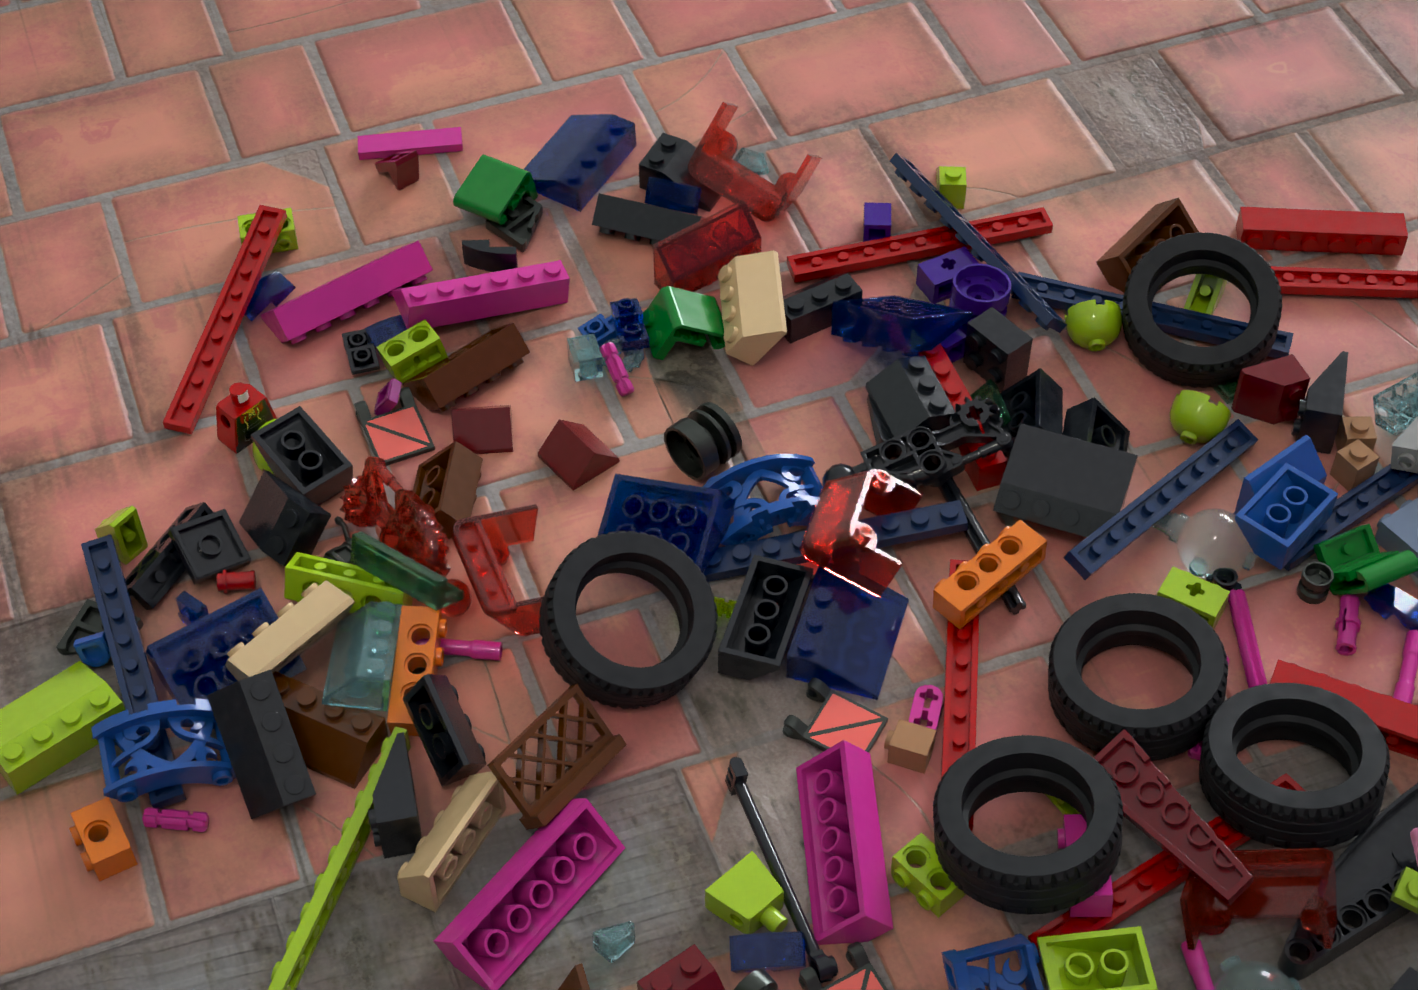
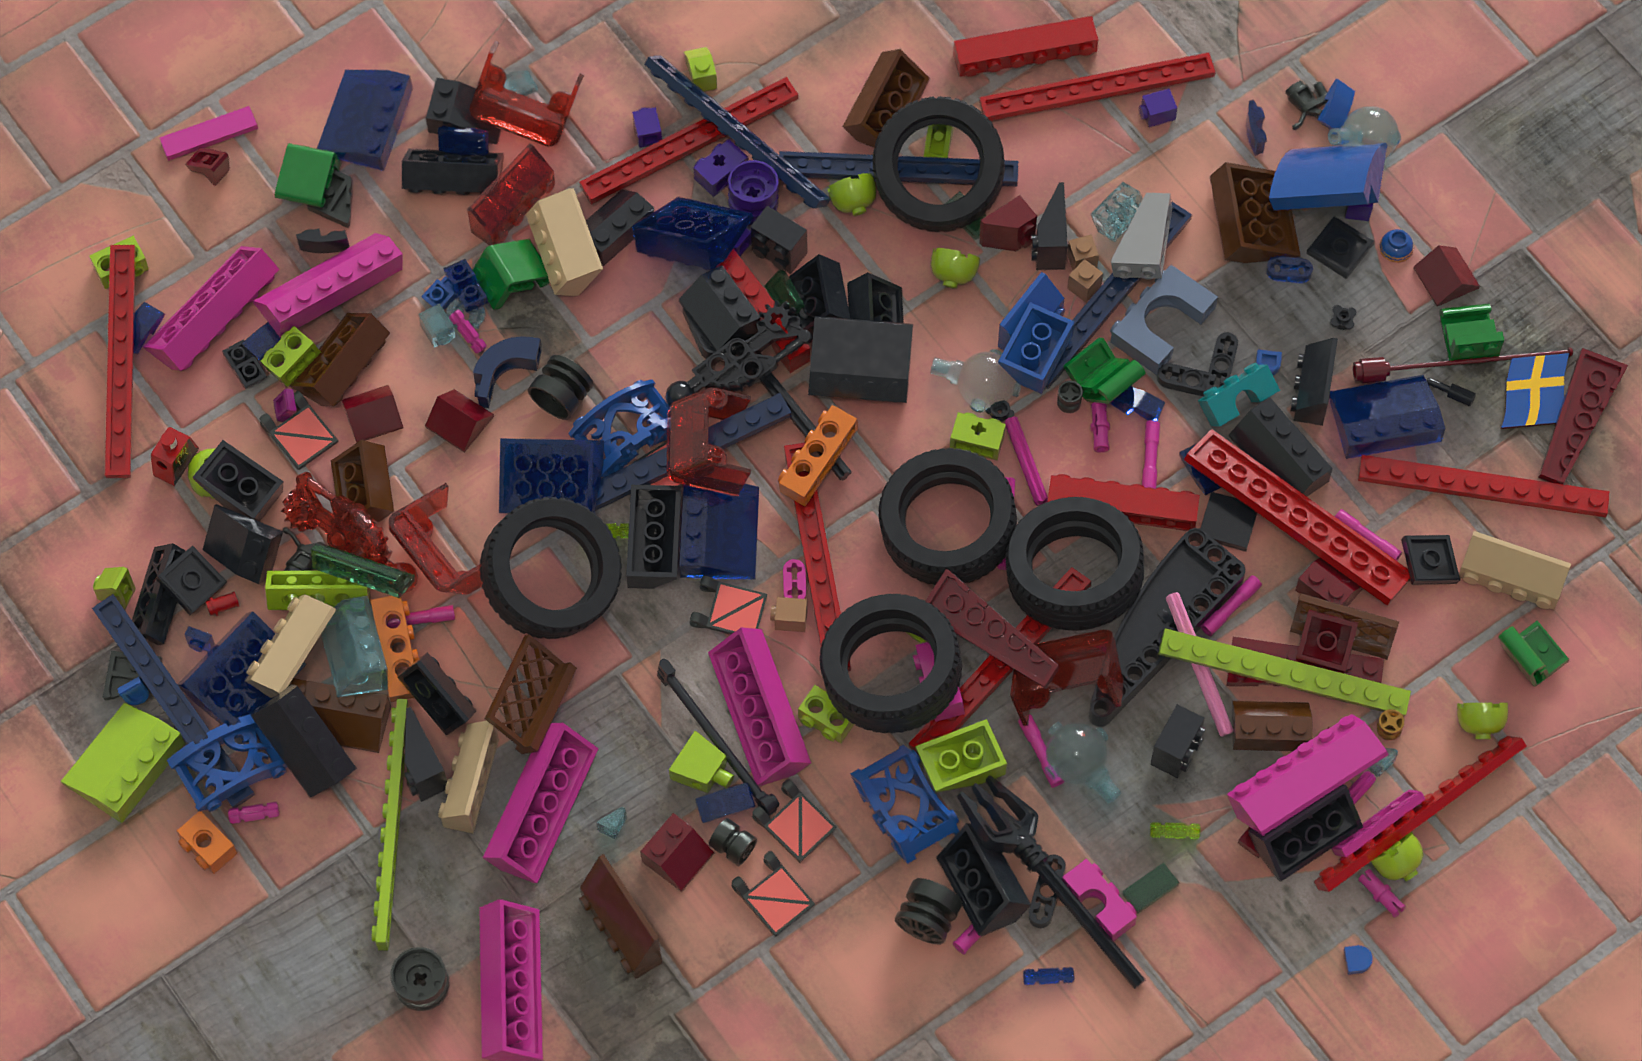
camera: 15 degrees left, 15 degrees up
(646, 403) = (502, 357): none -> dark blue arch
(1160, 500) = (939, 353): dark blue plate -> none

